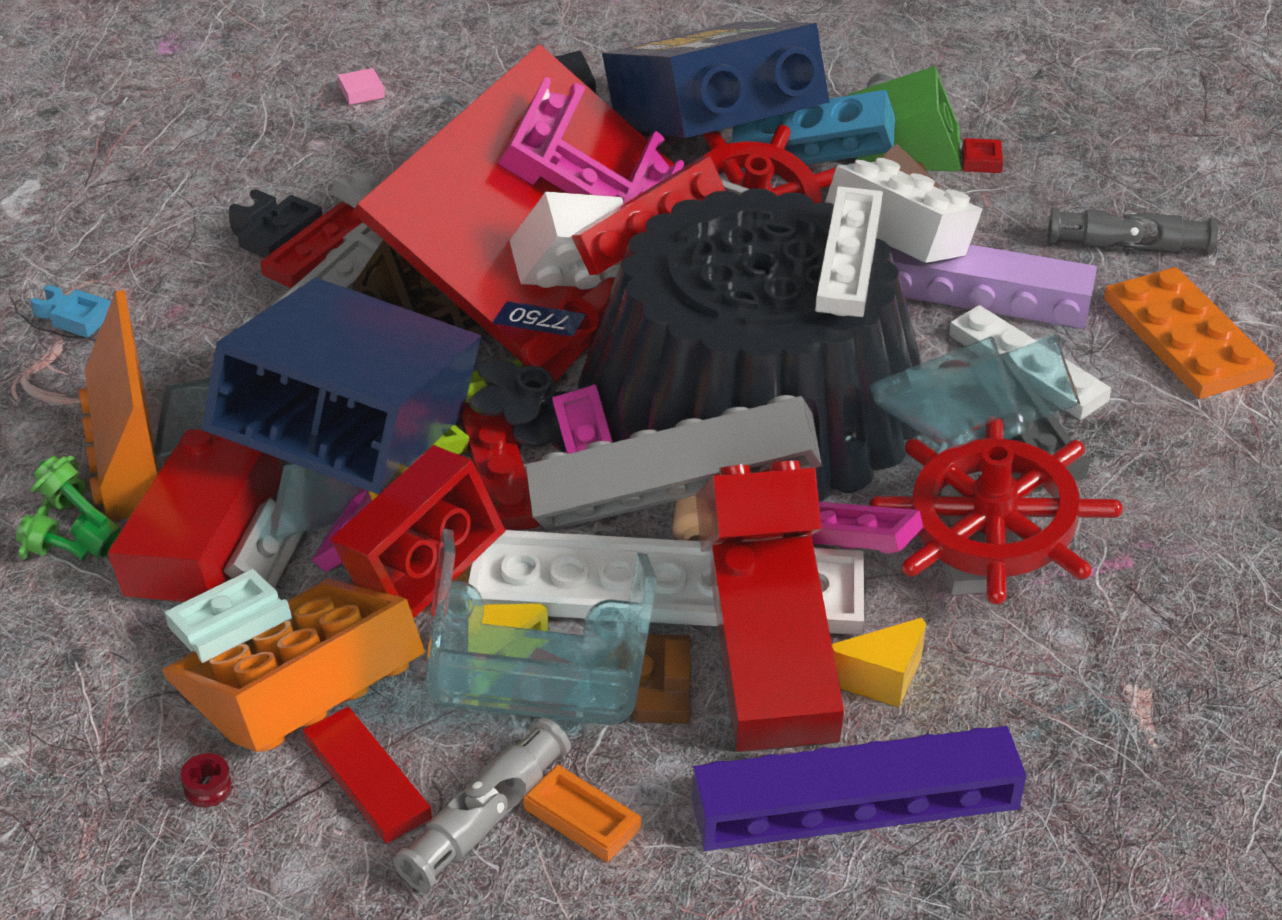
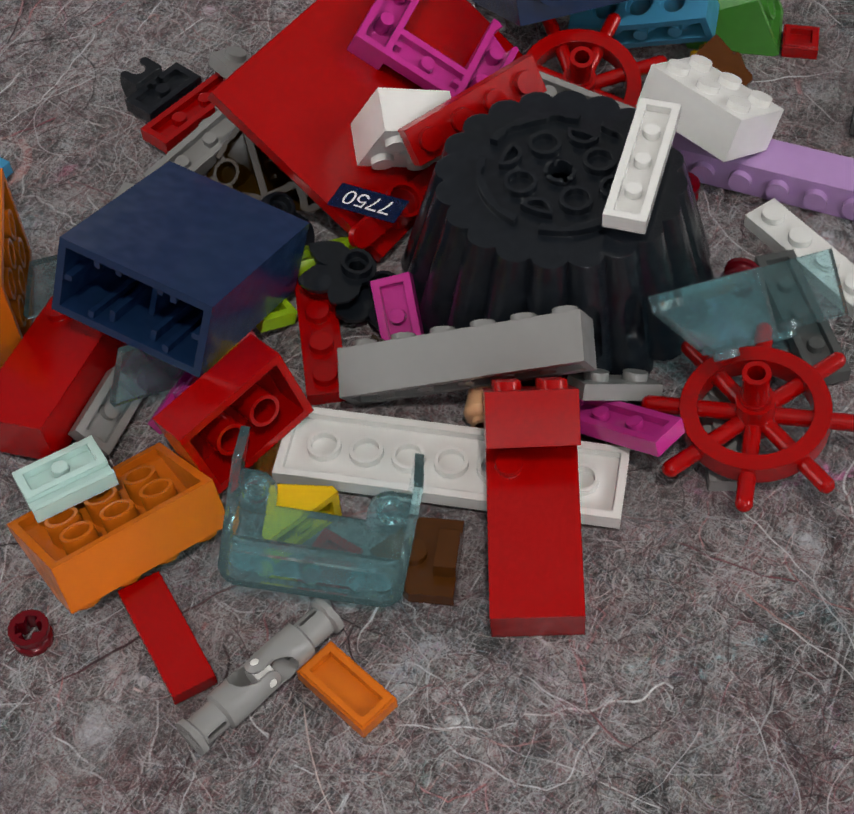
camera: 10 degrees right, 10 degrees up
(854, 489) = (600, 386): none -> light grey plate
(857, 787) = (593, 685): dark purple brick -> none
(881, 661) = (630, 560): yellow slope -> none

